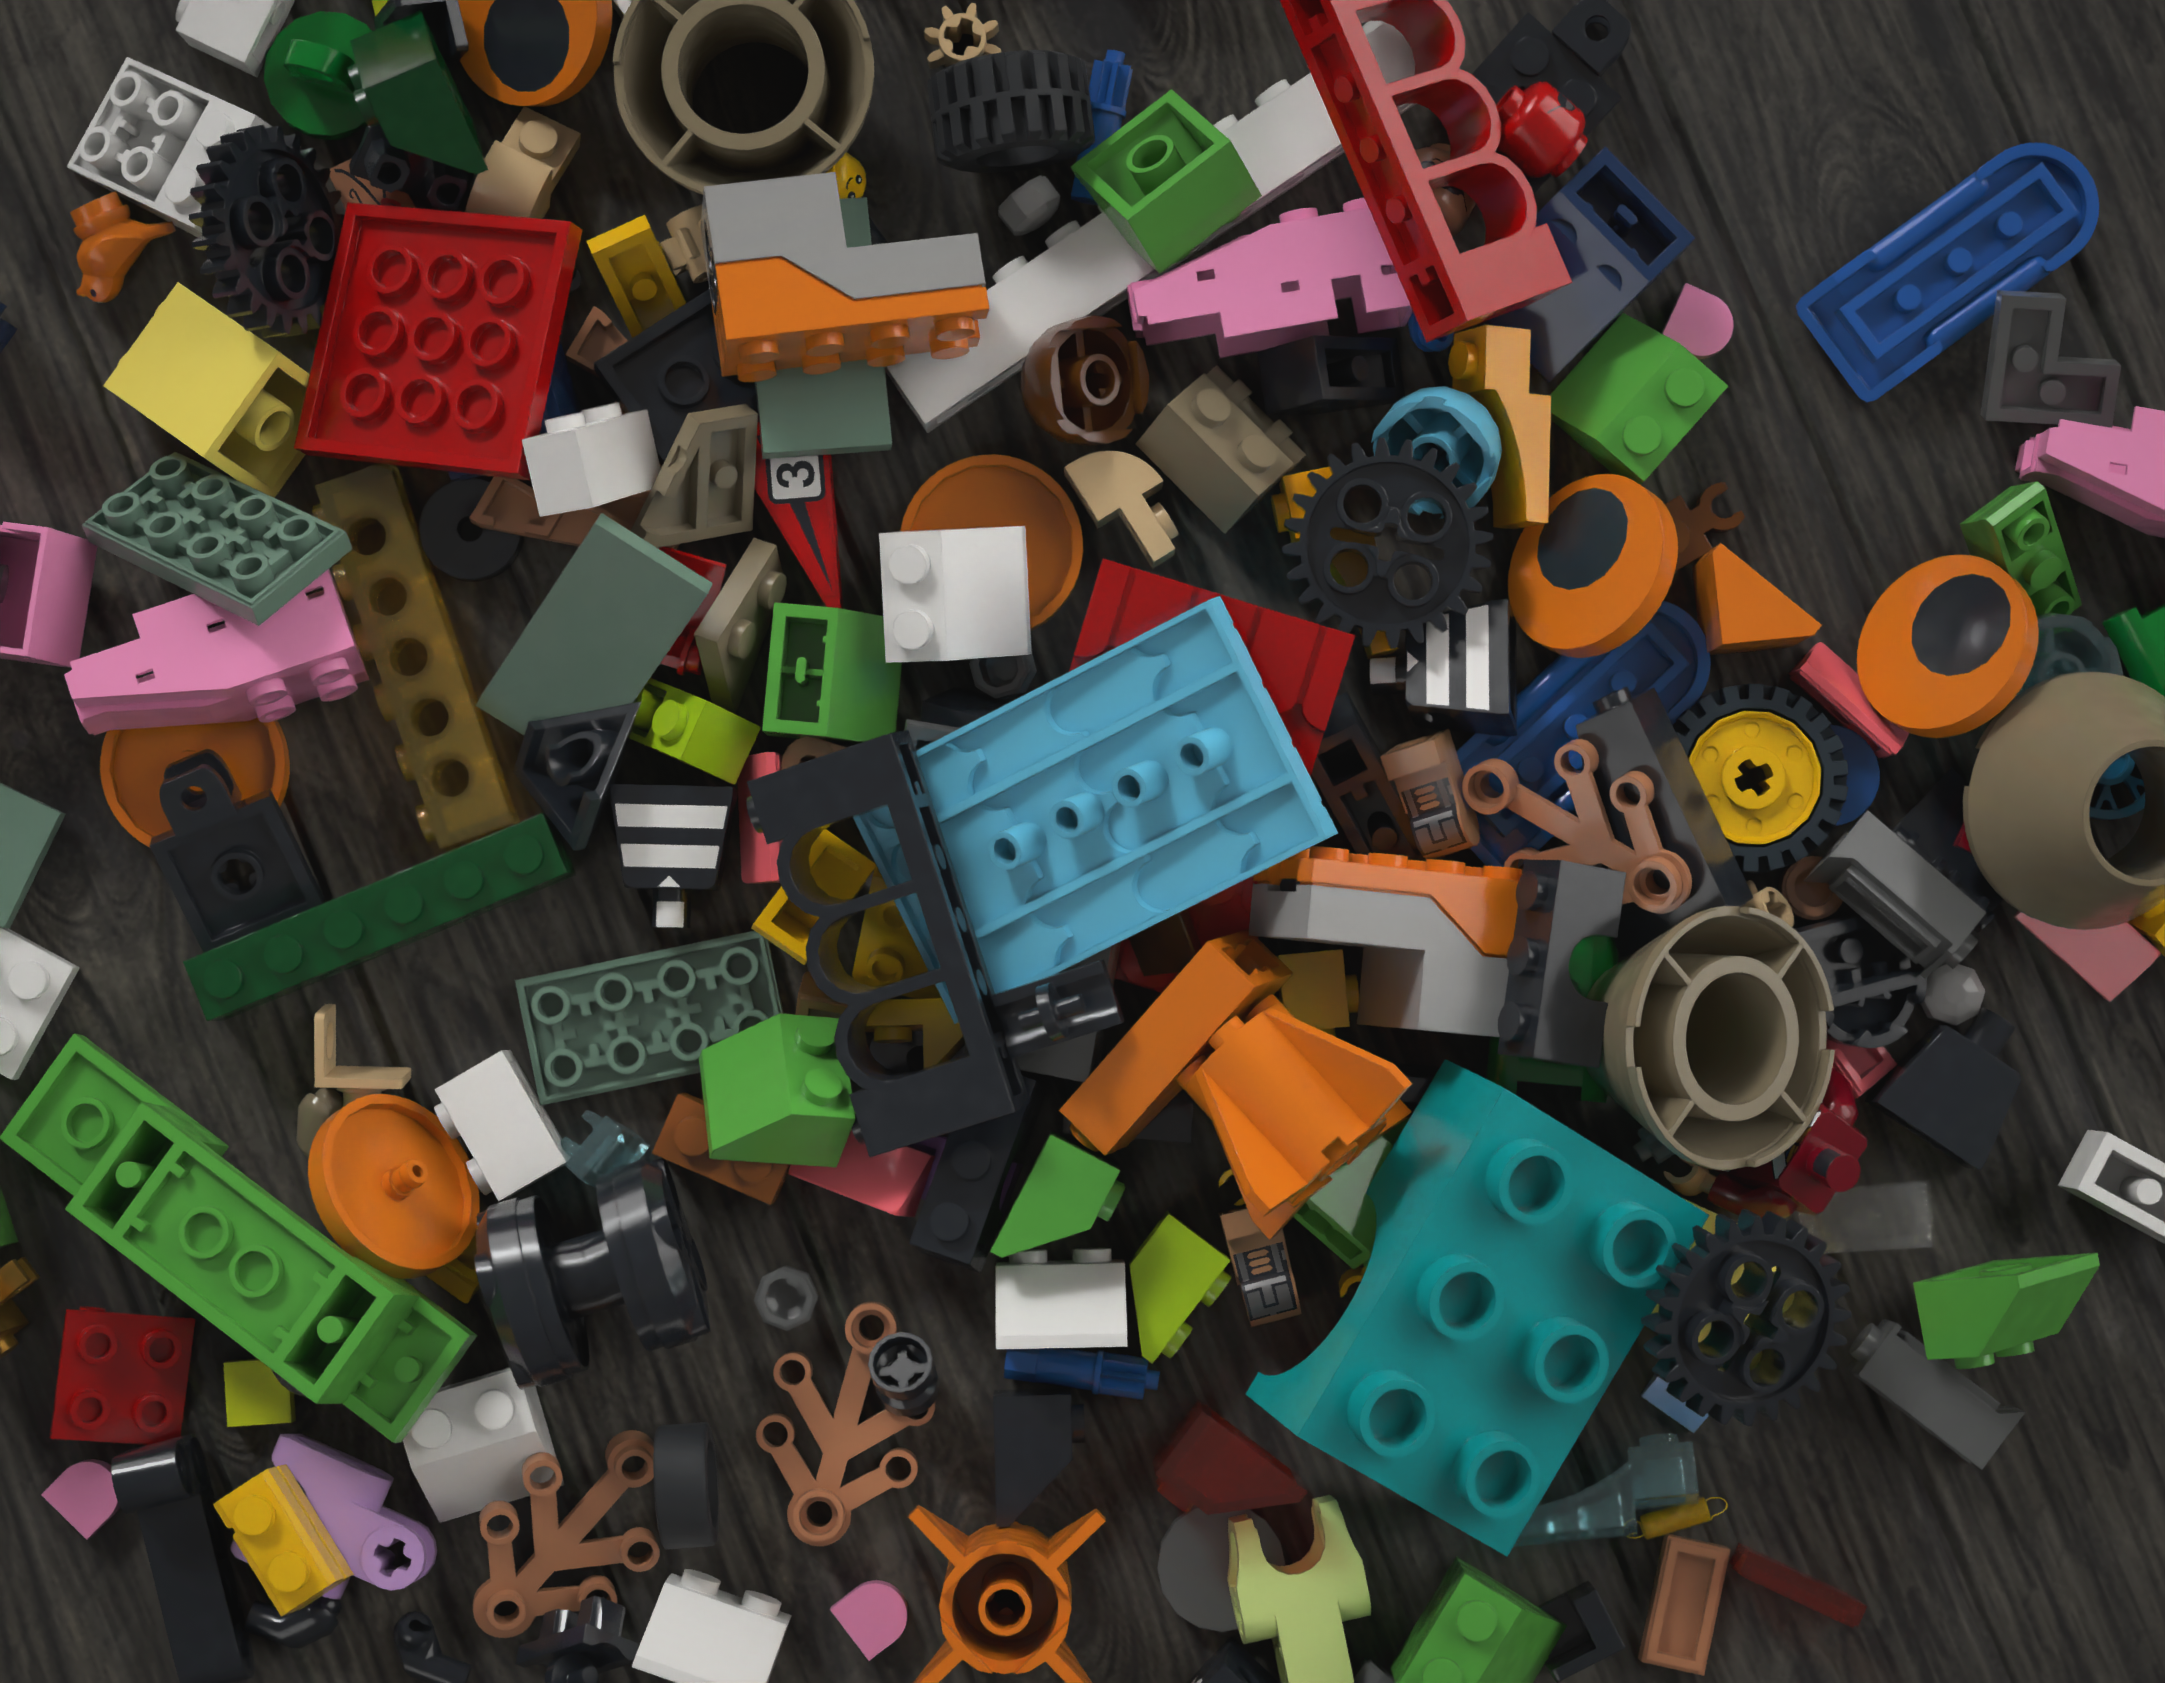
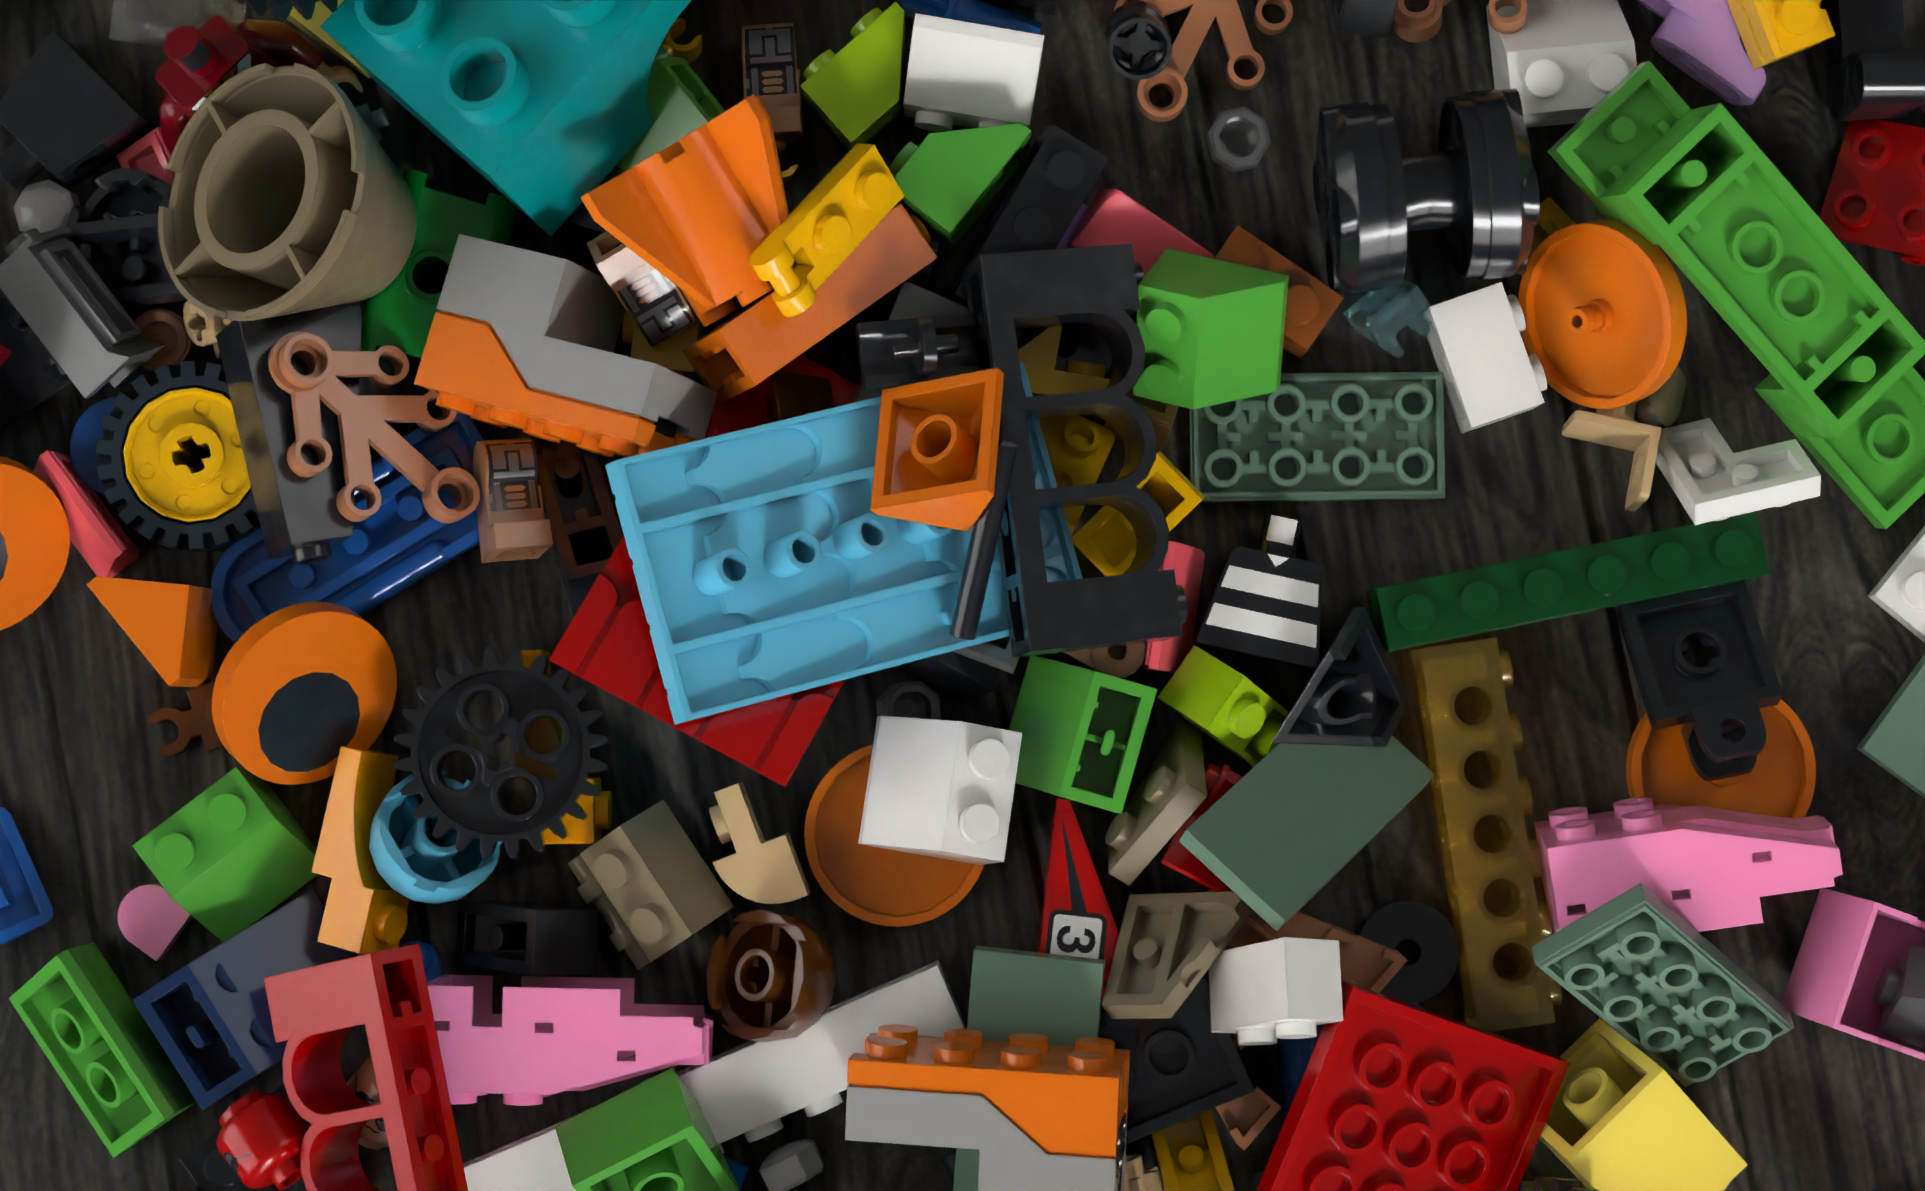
camera: 165 degrees left, 0 degrees up
(240, 1042) = (1724, 484): none -> white plate
(255, 1395) = (1777, 139): neon yellow tile -> none
(957, 834) = (982, 549): none -> black bar
(1017, 912) = (938, 449): none -> orange slope
(1170, 1108) = (826, 228): none -> yellow plate
(1332, 1010) = (647, 294): none -> leg
(1458, 676) = (460, 609): black torso -> none
(1541, 1008) = (410, 346): black arch -> none
(1719, 188) = (101, 1047): none -> bright green slope

